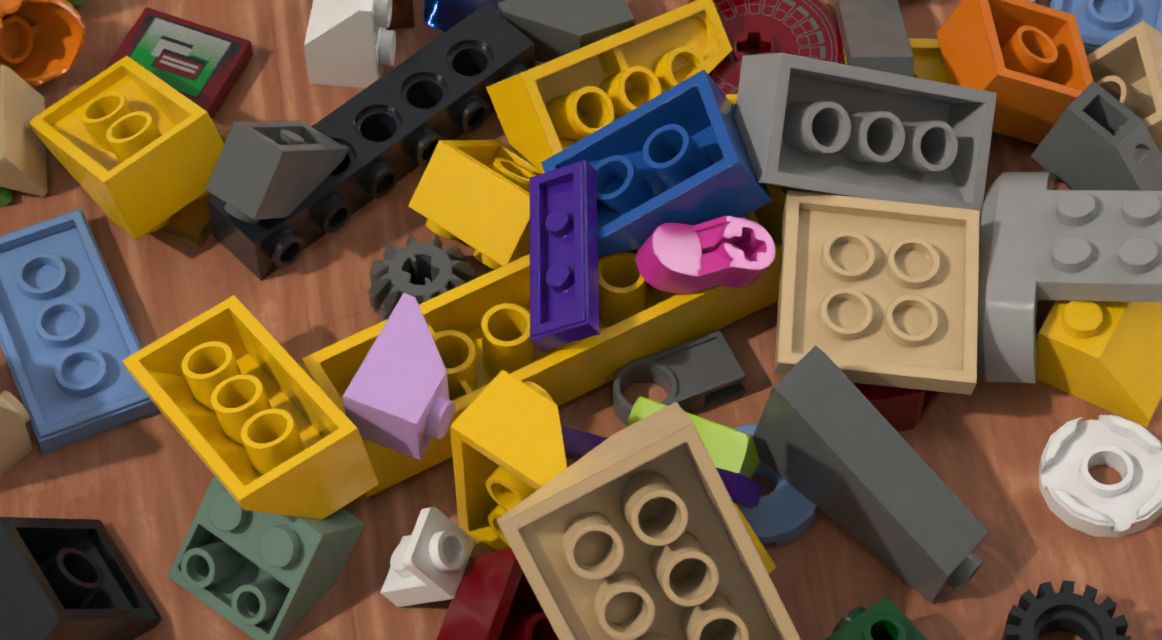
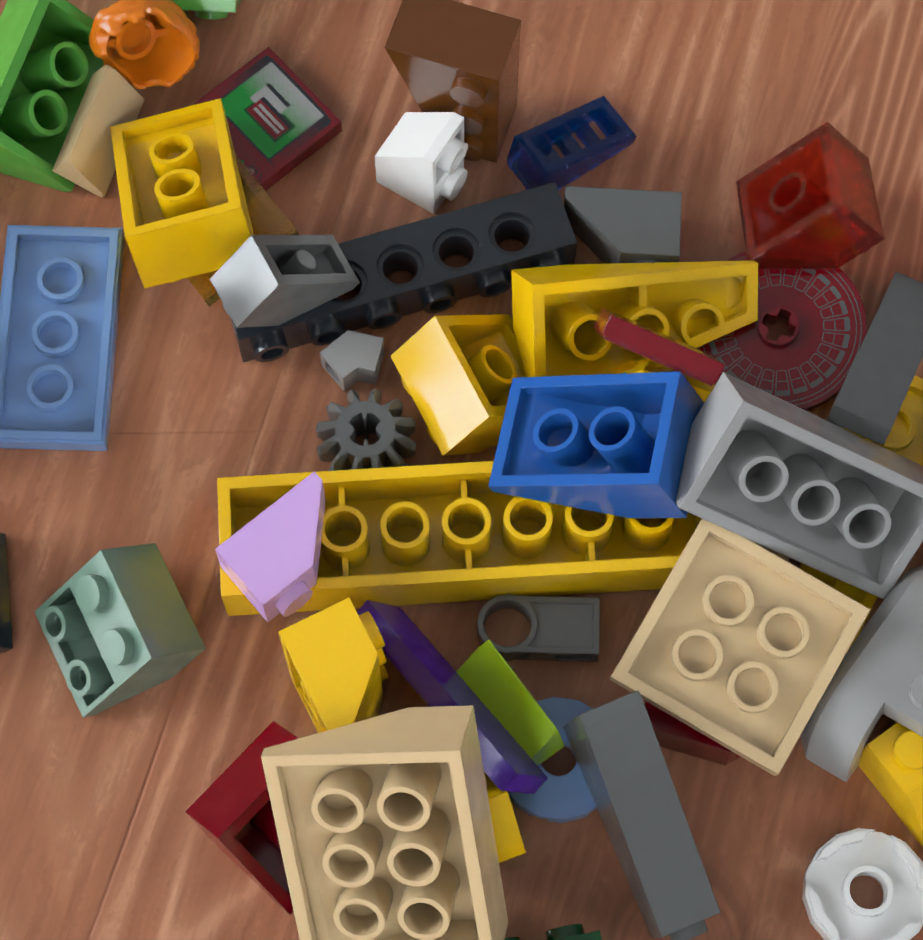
camera: 25 degrees right, 15 degrees up
(254, 415) = (147, 515): yellow slope -> none
(369, 229) = (353, 358): none -> light grey piece
(428, 561) = (241, 709): white bracket -> none
(564, 256) = (479, 486): dark purple tile -> none
(647, 71) = (658, 347): none -> dark red tile
(705, 255) = (632, 549): dark pink piece -> none

